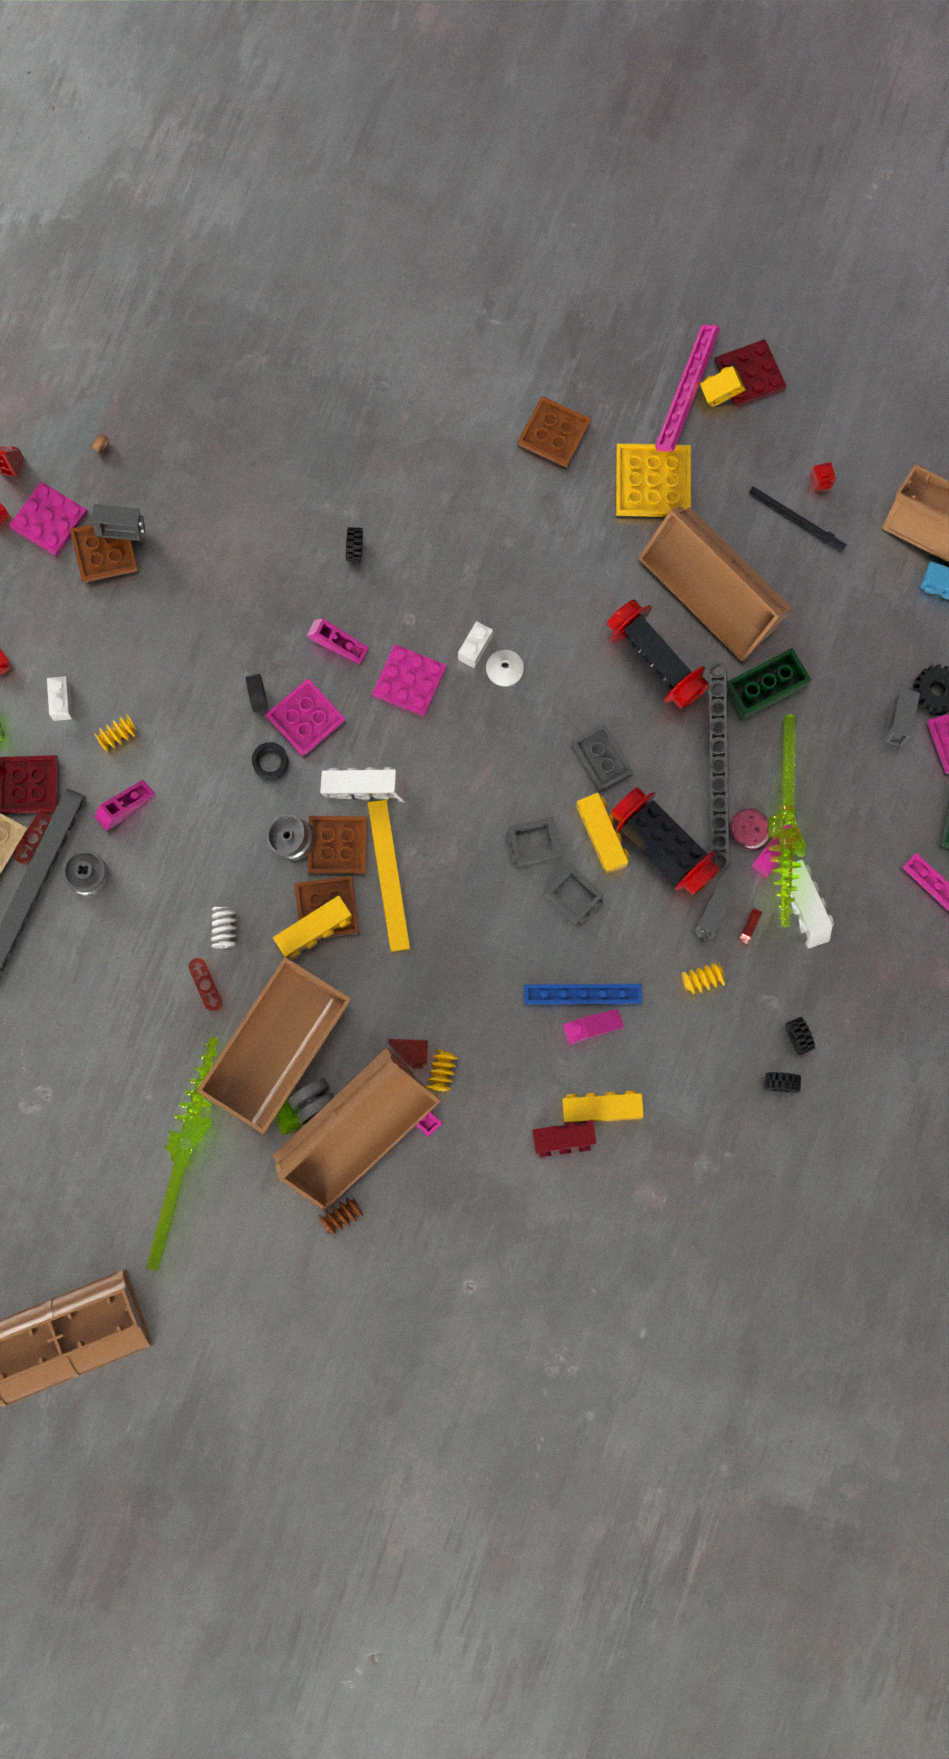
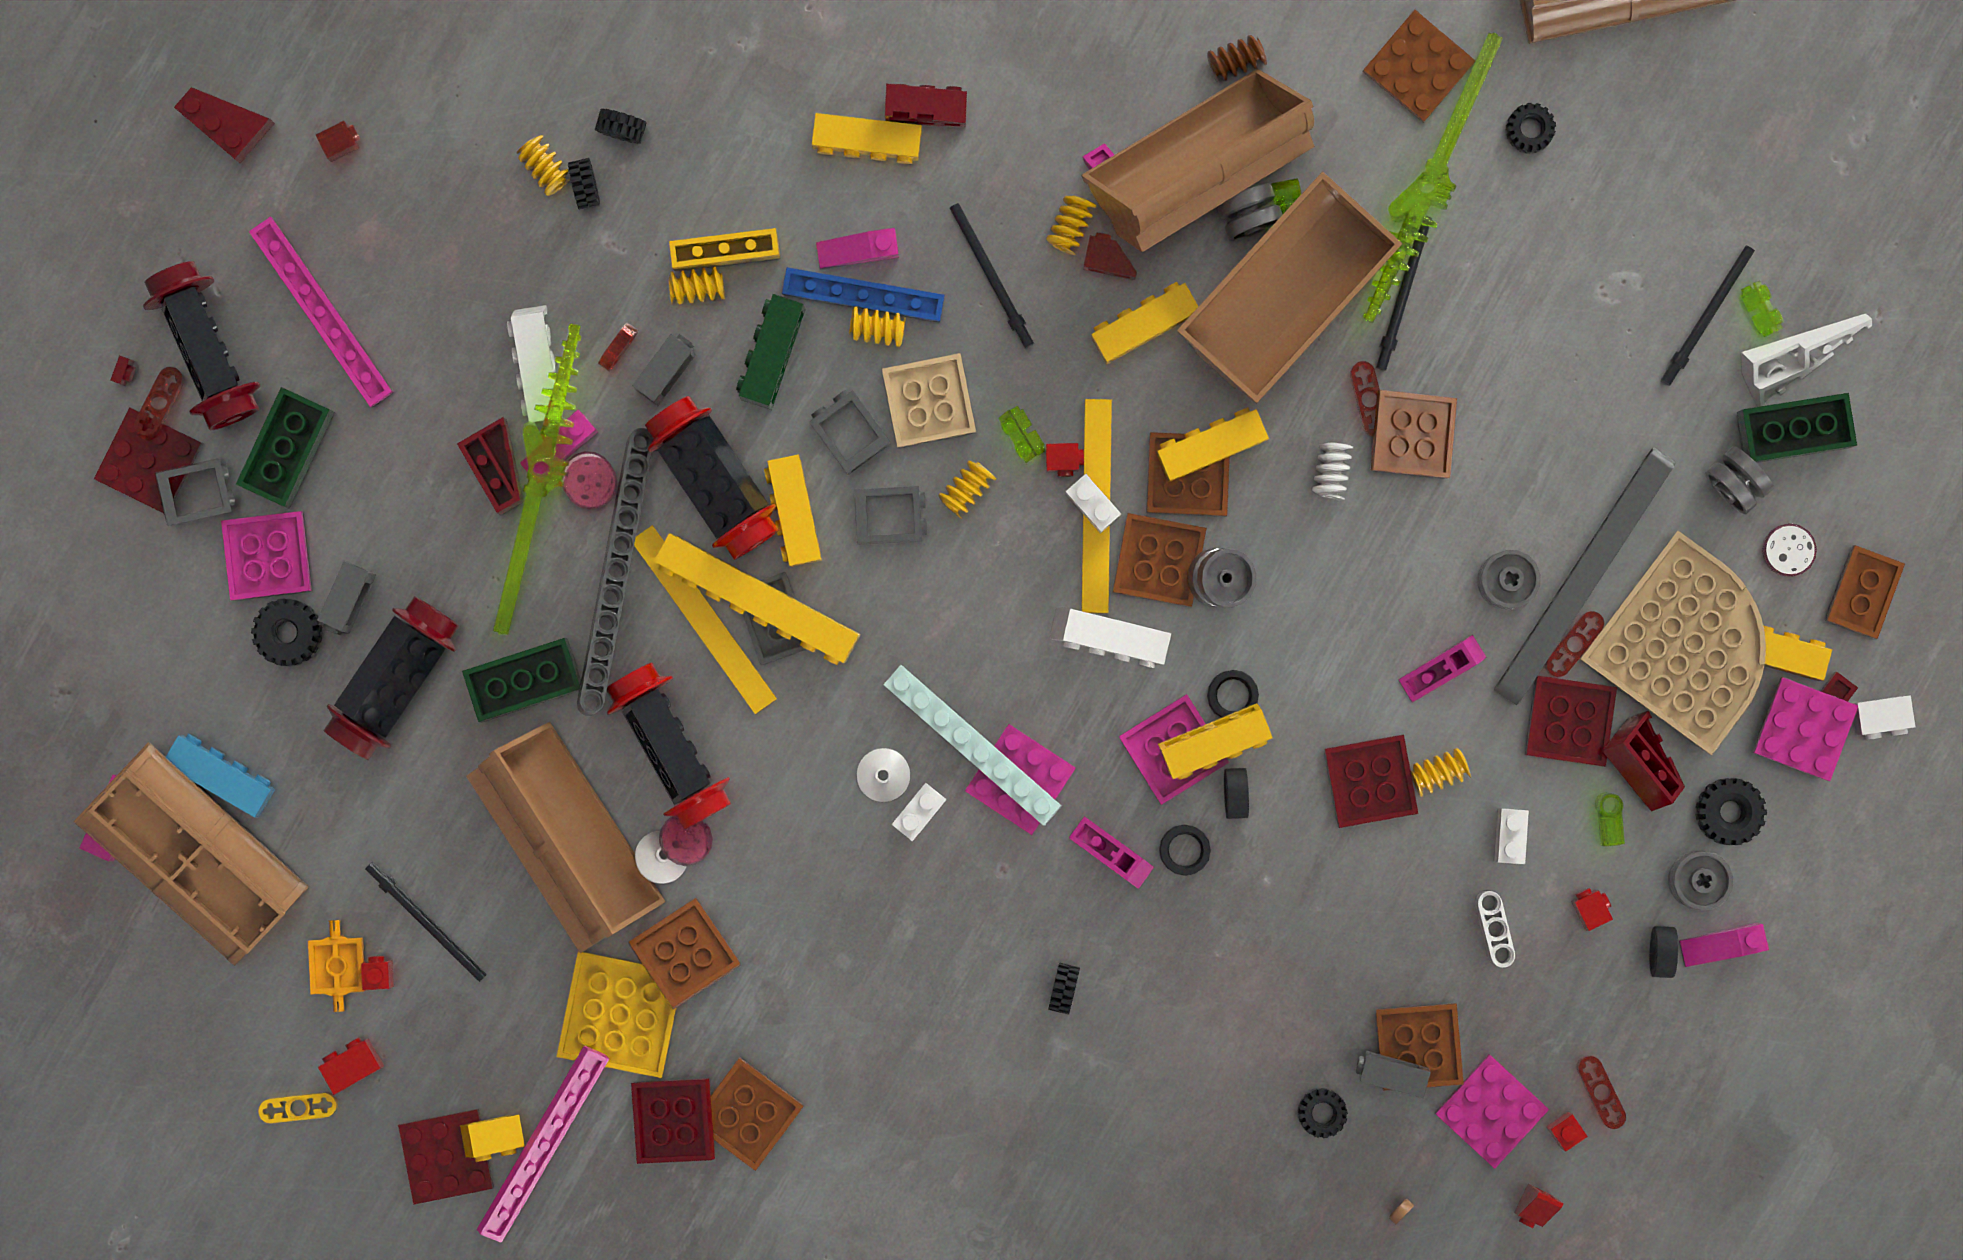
camera: 170 degrees left, 10 degrees up
(62, 627) = (1502, 940): none -> white beam
(104, 1198) = (1514, 127): none -> black tyre
(160, 487) = (1322, 1096): none -> black tyre
(163, 720) = (1371, 781): none -> dark red plate
(169, 963) = (1413, 434): none -> dark orange plate
(197, 1028) = (1389, 341): none -> black bar
(205, 1236) = (1419, 66): none -> dark orange plate
(277, 723) = (1215, 741): none -> yellow brick
(281, 638) = (1204, 854): none -> black tyre
(376, 1009) = (1144, 323): none -> yellow brick
(391, 872) = (1093, 503): none -> white brick
(417, 903) = (1064, 458): none -> red brick
(446, 694) = (972, 745): none -> light aqua plate
(456, 920) = (1014, 424): none -> clear neon green hinge
(469, 995) = (1015, 320): none -> black bar
(482, 869) = (966, 487): none -> yellow piece
(521, 927) = (929, 400): none -> tan plate
(568, 971) = (877, 327): none -> yellow piece
(603, 416) = (673, 1121): none -> dark red plate
(616, 765) = (757, 598): none -> yellow brick
(618, 523) = (684, 953): none -> dark orange plate
(632, 590) = (685, 846): none -> clear pink tile
(640, 938) = (772, 351): none -> dark green brick
(650, 749) = (708, 627): none -> yellow tile
(656, 586) = (650, 863): none -> white dish
(689, 1006) = (724, 249): none -> yellow brick
(819, 825) = (494, 464): none -> dark red wedge
(827, 416) = (350, 1066): none -> red brick
(832, 1045) = (543, 165): none -> yellow piece
(852, 479) = (336, 965): none -> light orange plate
(859, 666) = (390, 677): none -> black brick
(861, 380) = (279, 1117): none -> yellow beam

